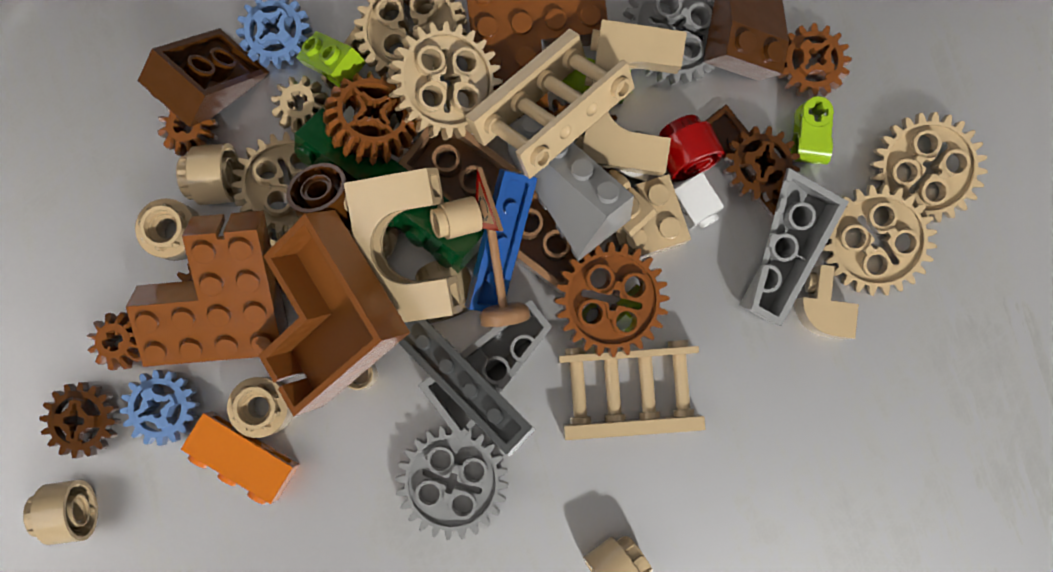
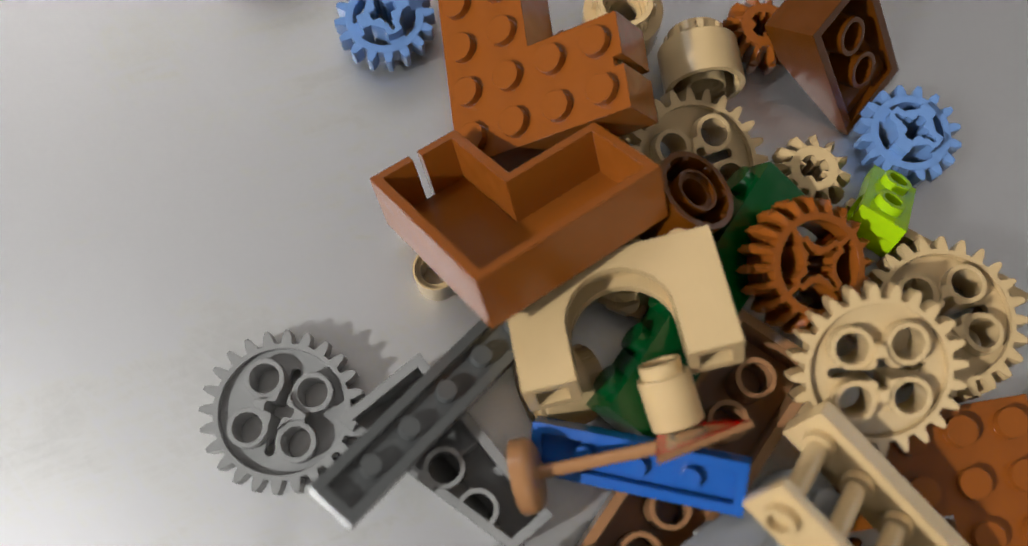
camera: 90 degrees right, 10 degrees down
(239, 458) = (318, 123): orange brick -> none
(242, 408) = (381, 123): tan piece -> none

